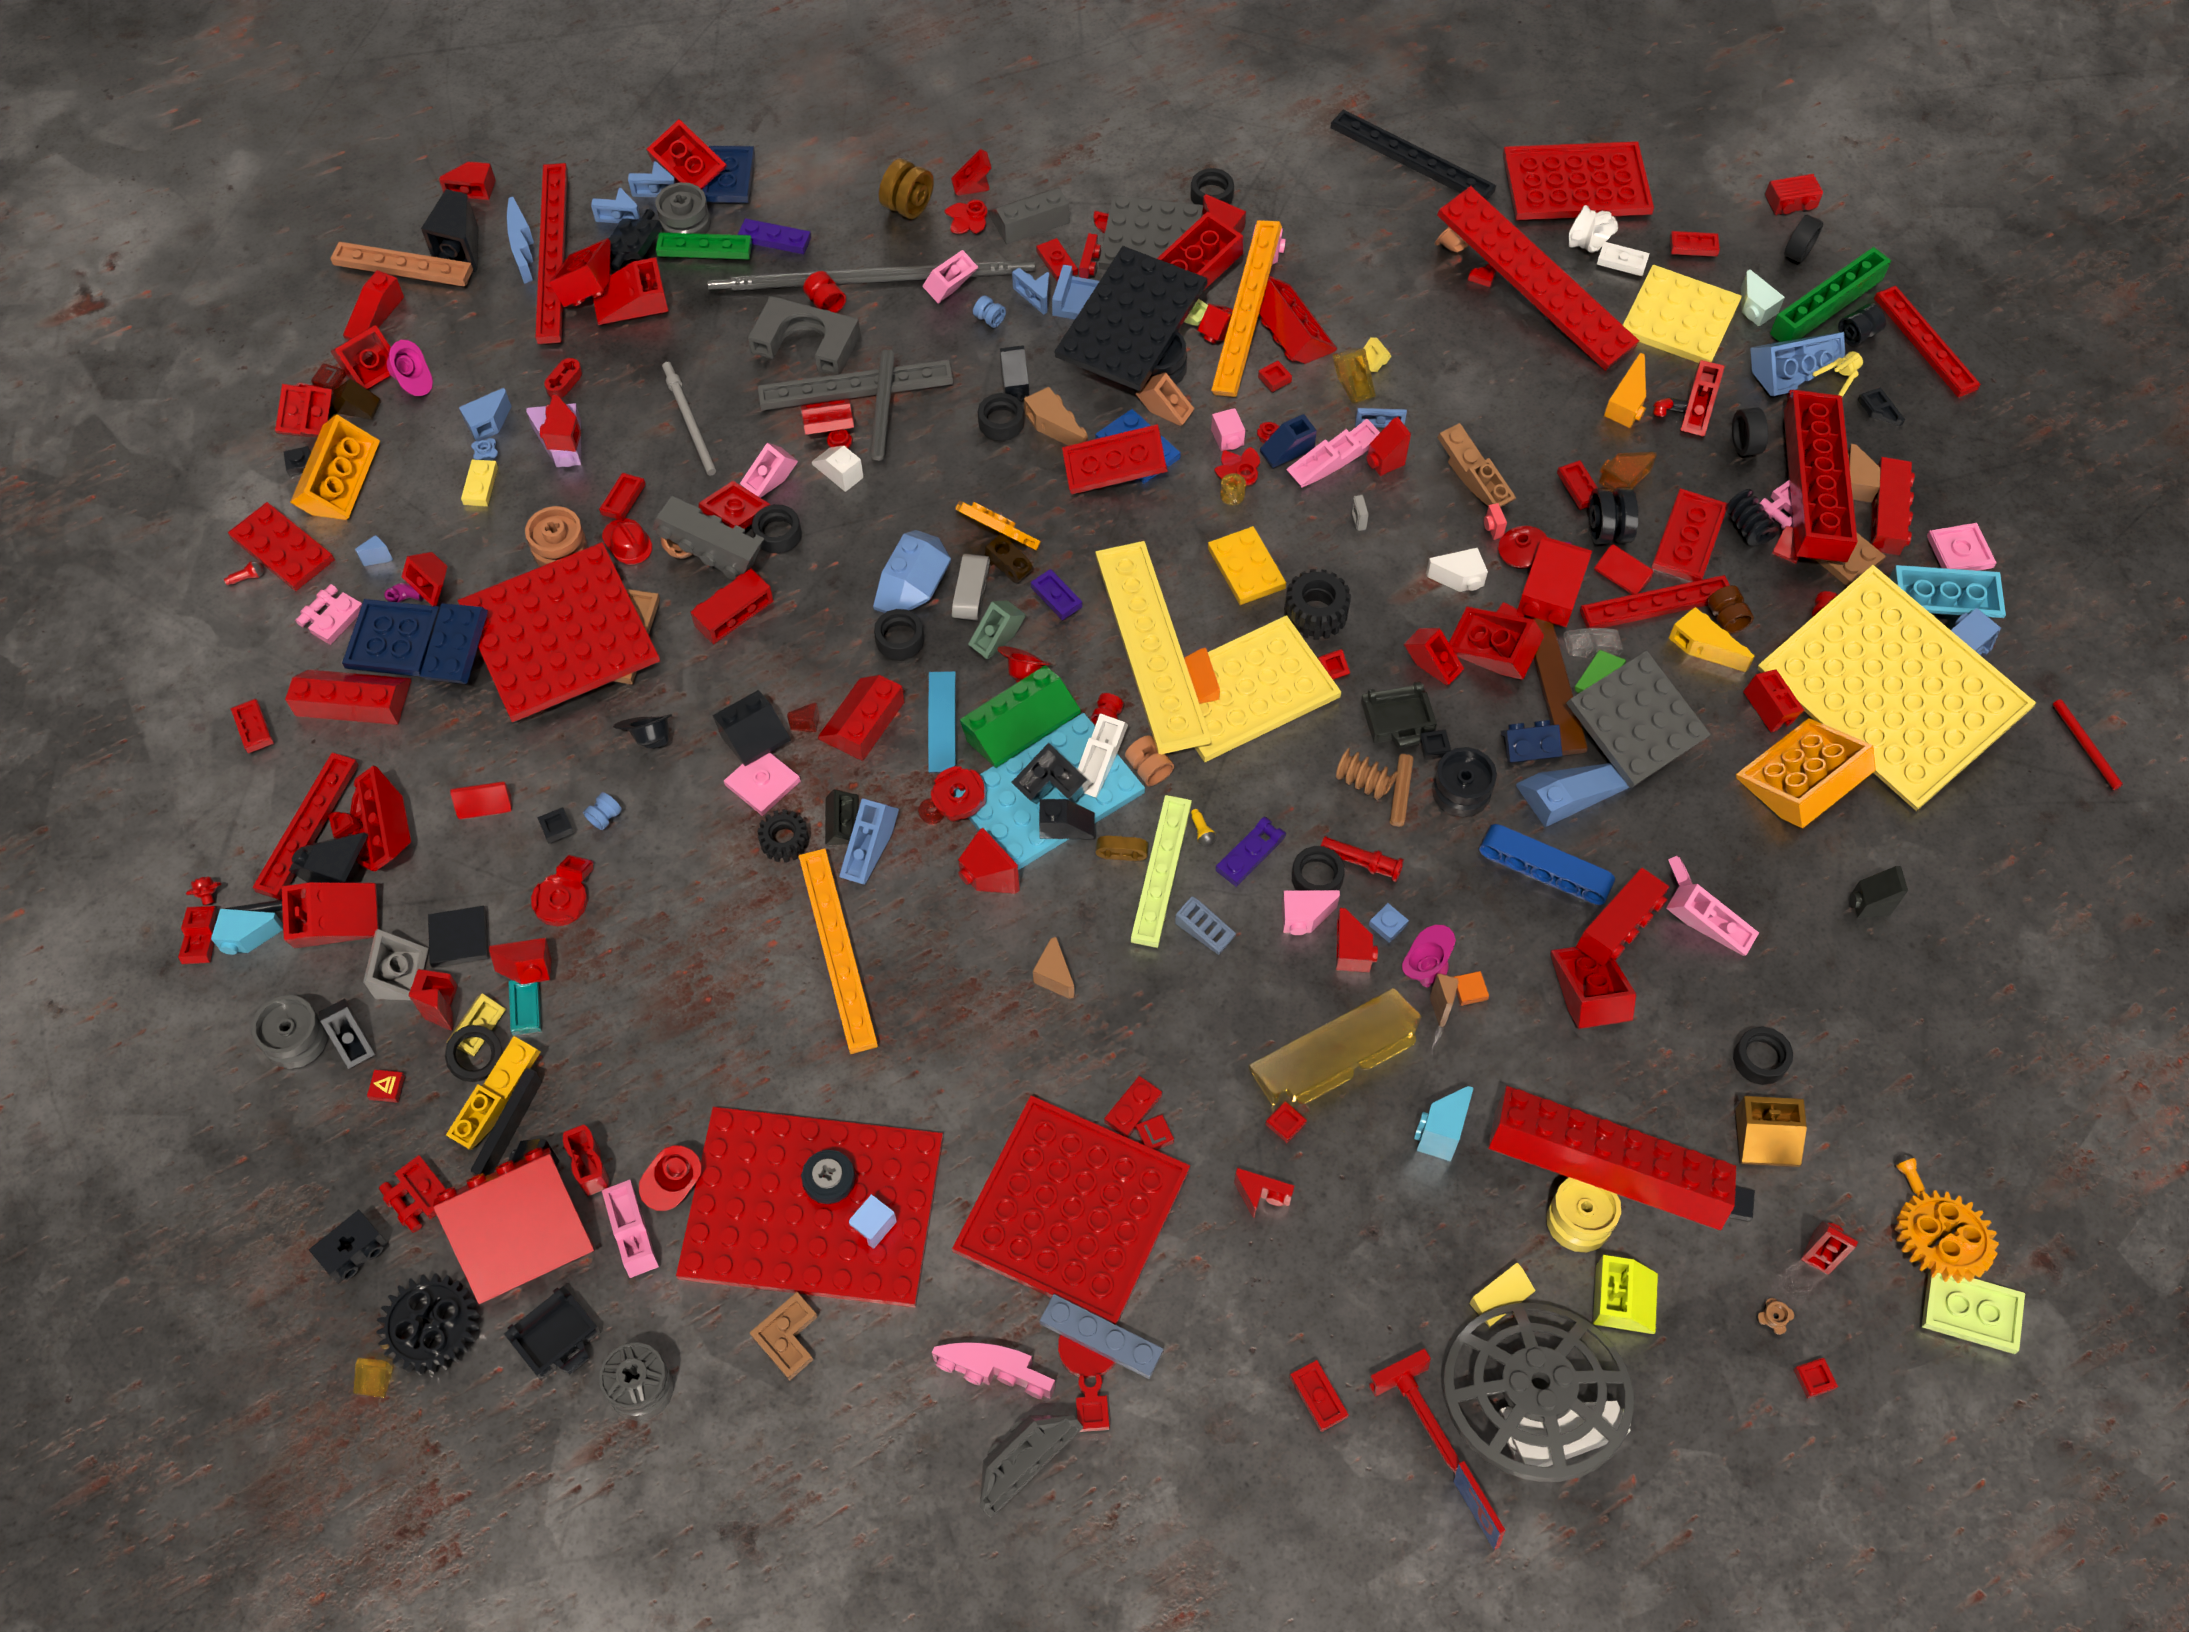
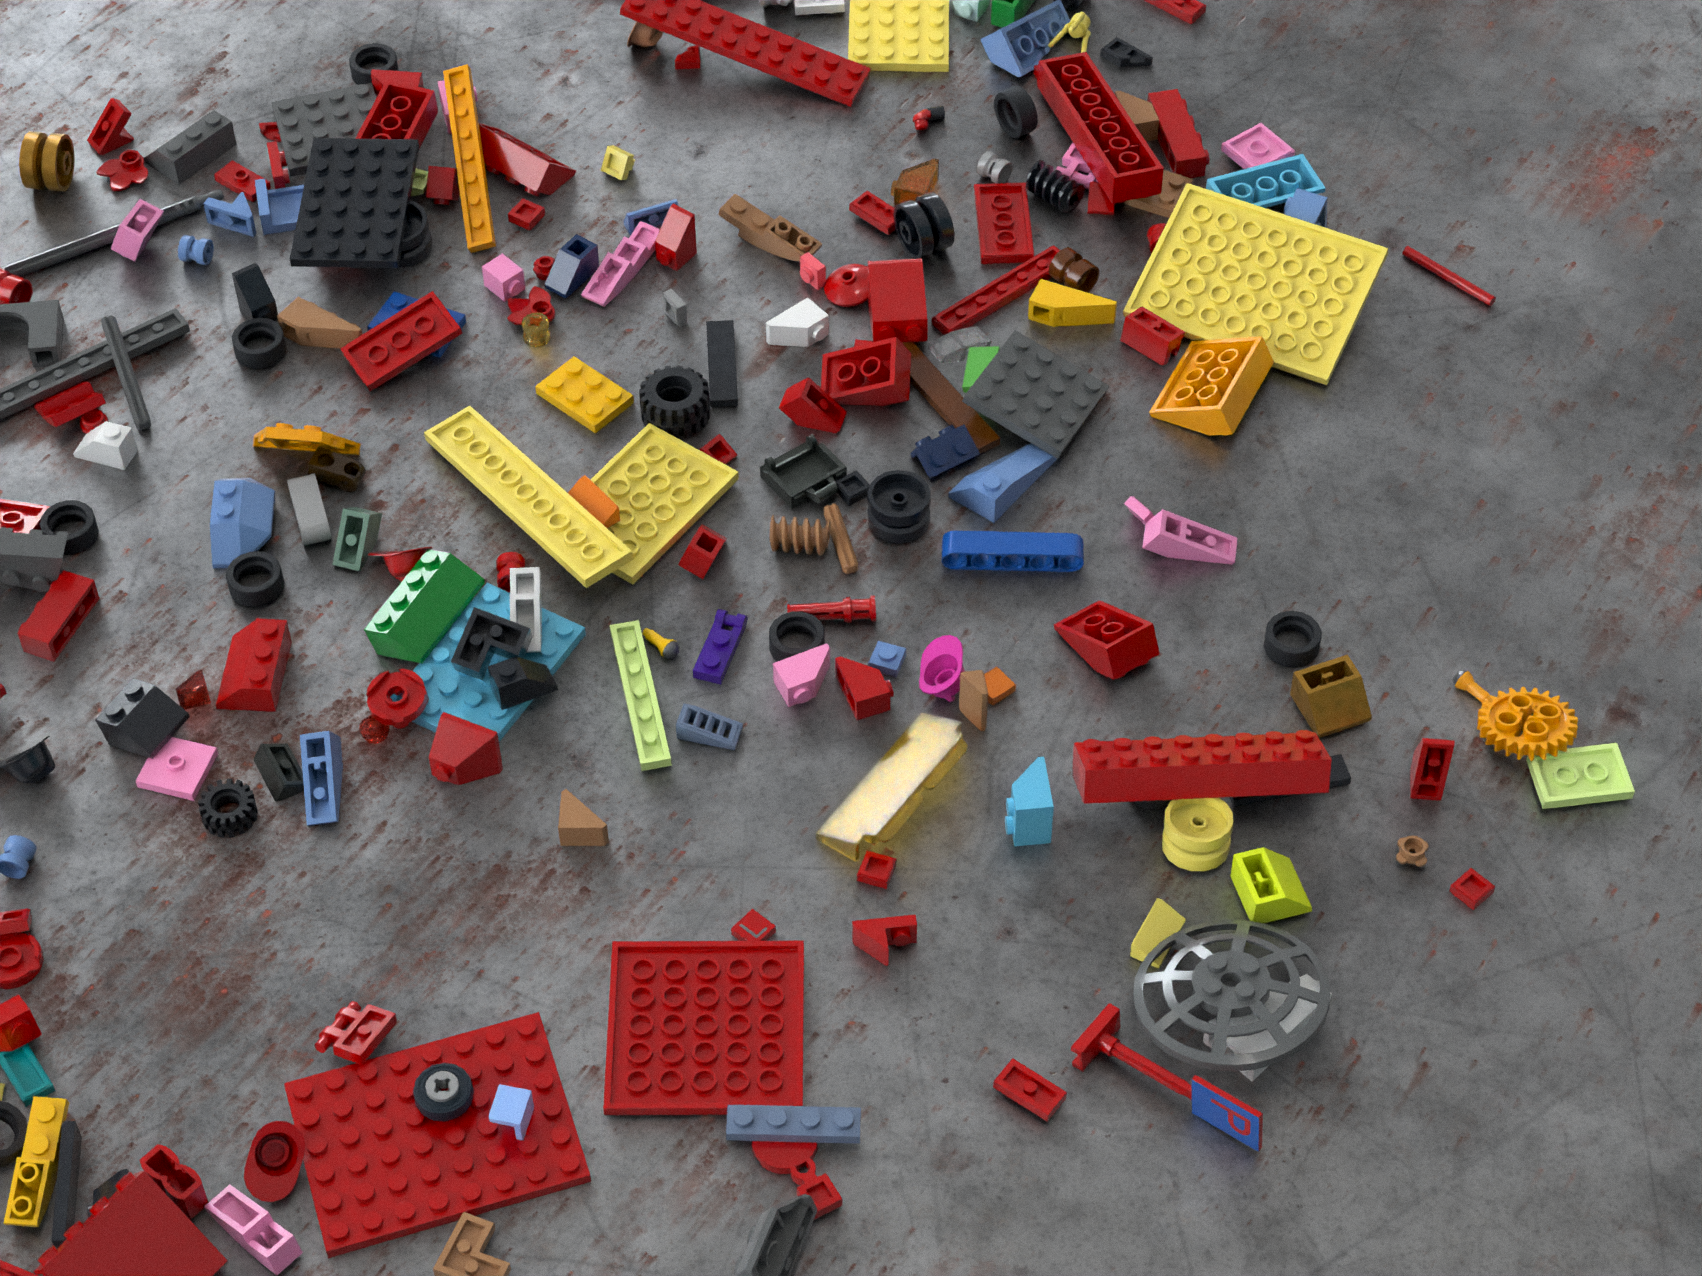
camera: 25 degrees left, 10 degrees down
(768, 470) = (32, 474): bright pink slope -> none
(792, 1092) = (363, 1032): none -> red plate
(838, 952) = (342, 891): light orange plate -> none
(941, 721) = (343, 641): dark azure slope -> none
(983, 1360) = (686, 1194): bright pink slope -> none
(1056, 594) = (402, 486): dark purple plate -> none
(1121, 848) = (589, 689): pearl gold beam -> none
(1133, 1107) = (719, 913): red plate -> none
(1150, 765) = (577, 600): nougat wheel -> none
(1165, 399) = (424, 270): nougat slope -> none
(1276, 755) = (702, 551): none -> red slope
(1354, 374) = (606, 186): clear yellow slope -> none
(1376, 580) = (722, 363): none -> black tile
(1622, 917) = (1108, 567): red brick -> none
(1624, 570) = (957, 272): red slope -> none
(1628, 399) = (886, 120): light orange slope -> none
(1702, 398) = (955, 97): red slope -> none
(1705, 479) = (993, 167): none -> light grey wheel
(1879, 893) = (1329, 461): pearl dark grey slope -> none

